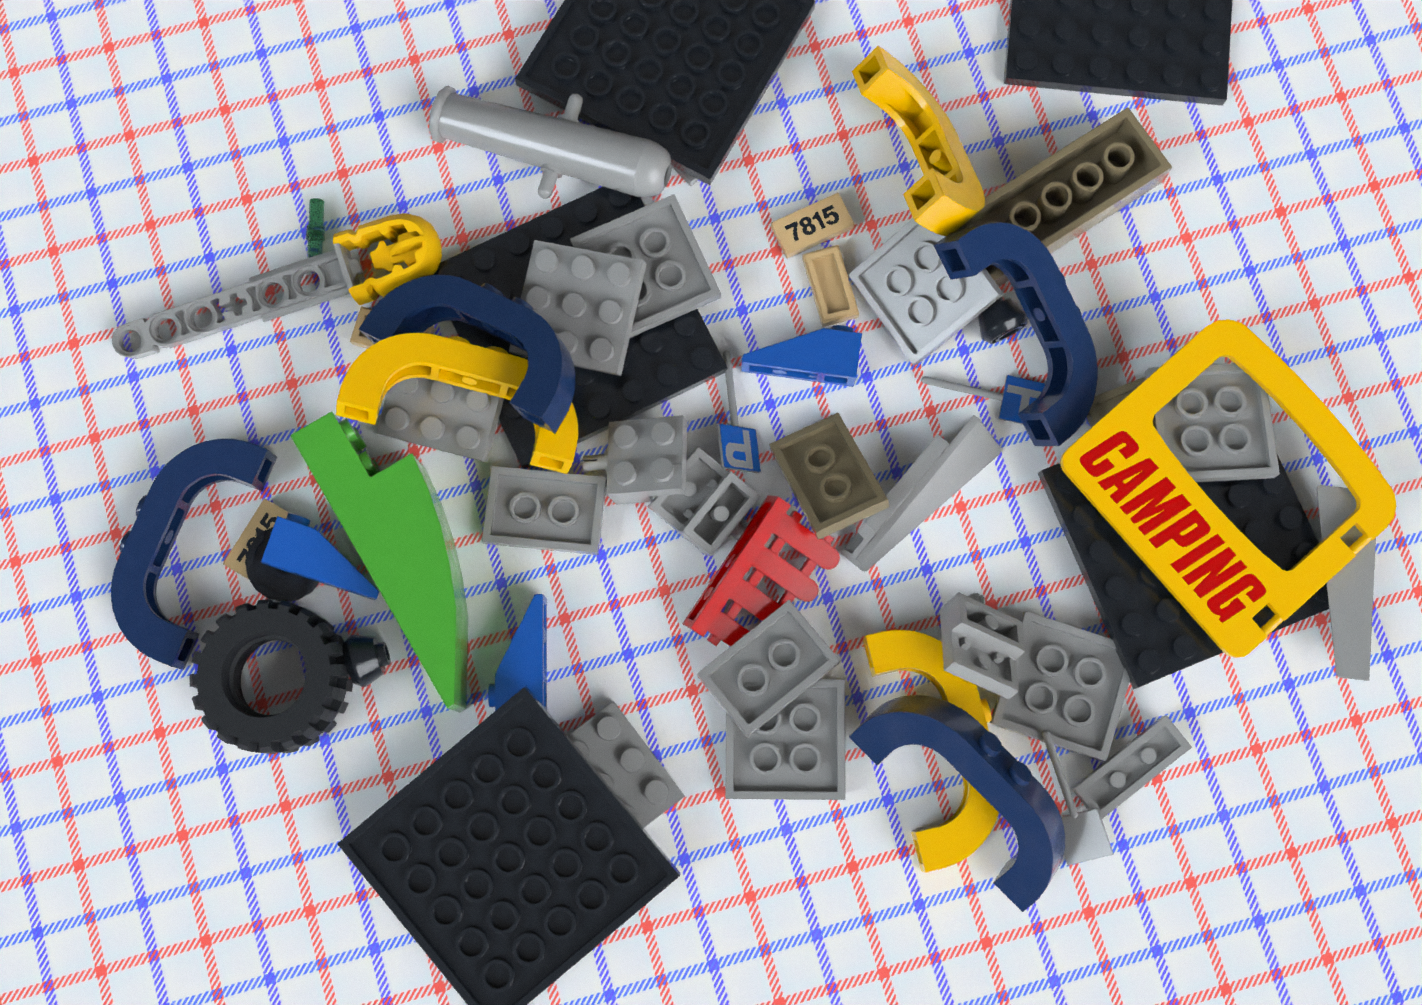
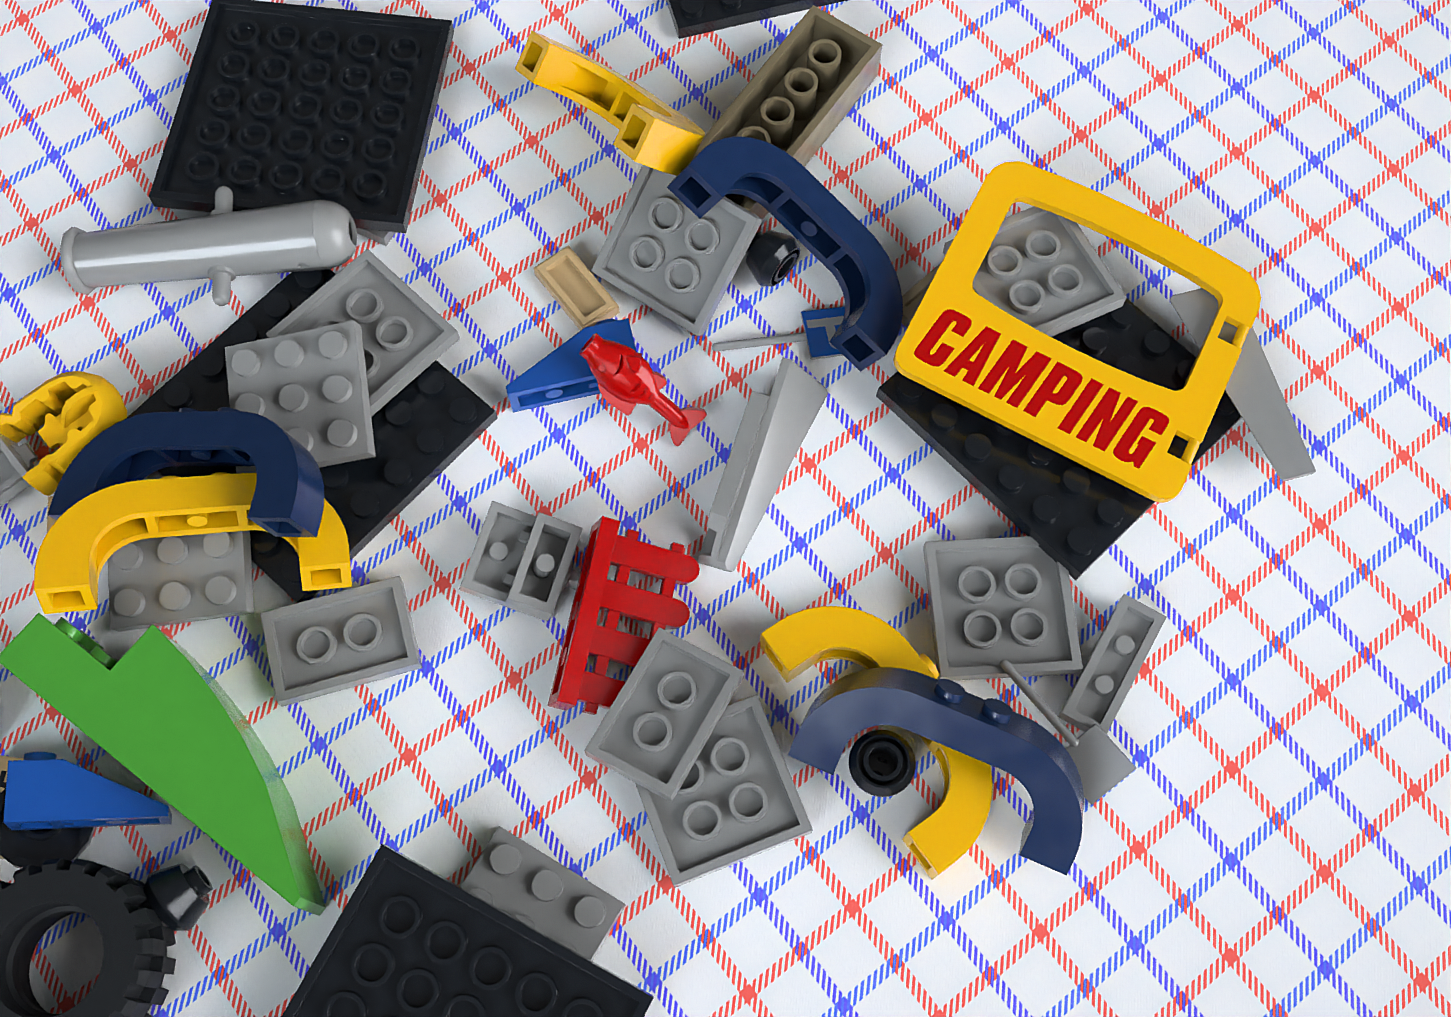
camera: 25 degrees left, 10 degrees down
(525, 658) = (373, 813): blue slope -> none
(643, 459) = (434, 539): light grey plate -> none
(736, 443) = (535, 486): piece -> none
(812, 225) = (533, 237): tan tile -> none
(829, 476) = (651, 479): dark tan plate -> none
(842, 387) = (628, 380): none -> red animal
(926, 781) = (896, 766): none -> black cone
(981, 644) = (893, 592): light grey plate -> none

